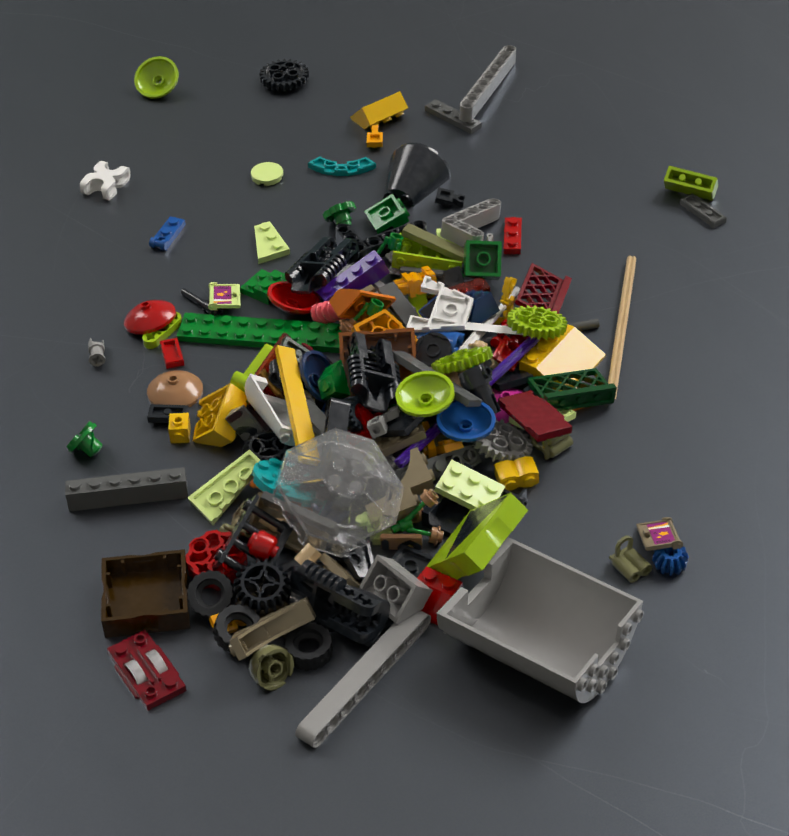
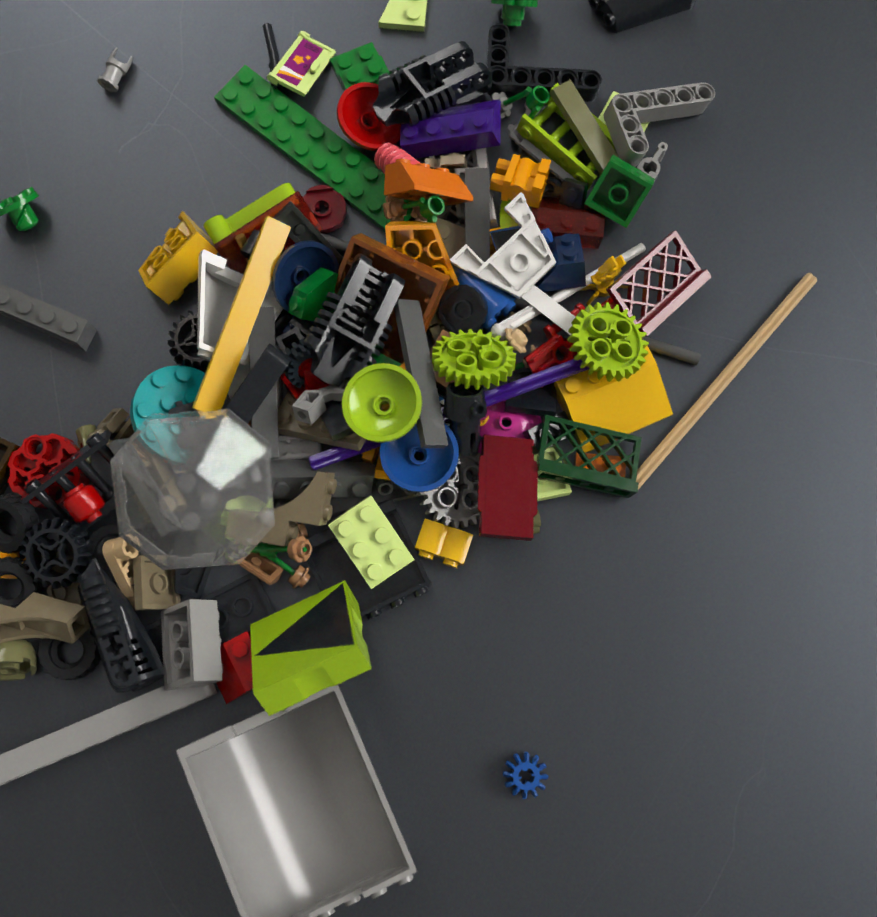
camera: 25 degrees right, 35 degrees up
(149, 316) = (202, 50): red dish -> none
(153, 339) = (202, 86): lime beam -> none
(160, 413) = (132, 215): black plate -> none
(172, 353) = (196, 119): red tile -> none
(175, 388) = (171, 190): medium nougat dish -> none
(179, 428) = (129, 247): yellow brick -> none
(222, 490) = (117, 370): yellowish green wing -> none
(243, 422) = (186, 287): dark grey slope -> none
(387, 214) = (571, 34): green plate -> none
(447, 197) = (660, 43): black plate -> none
(512, 235) = (697, 153): red plate -> none
(629, 561) = (478, 750): olive piece -> none
(659, 534) = (539, 732): dark tan door -> none

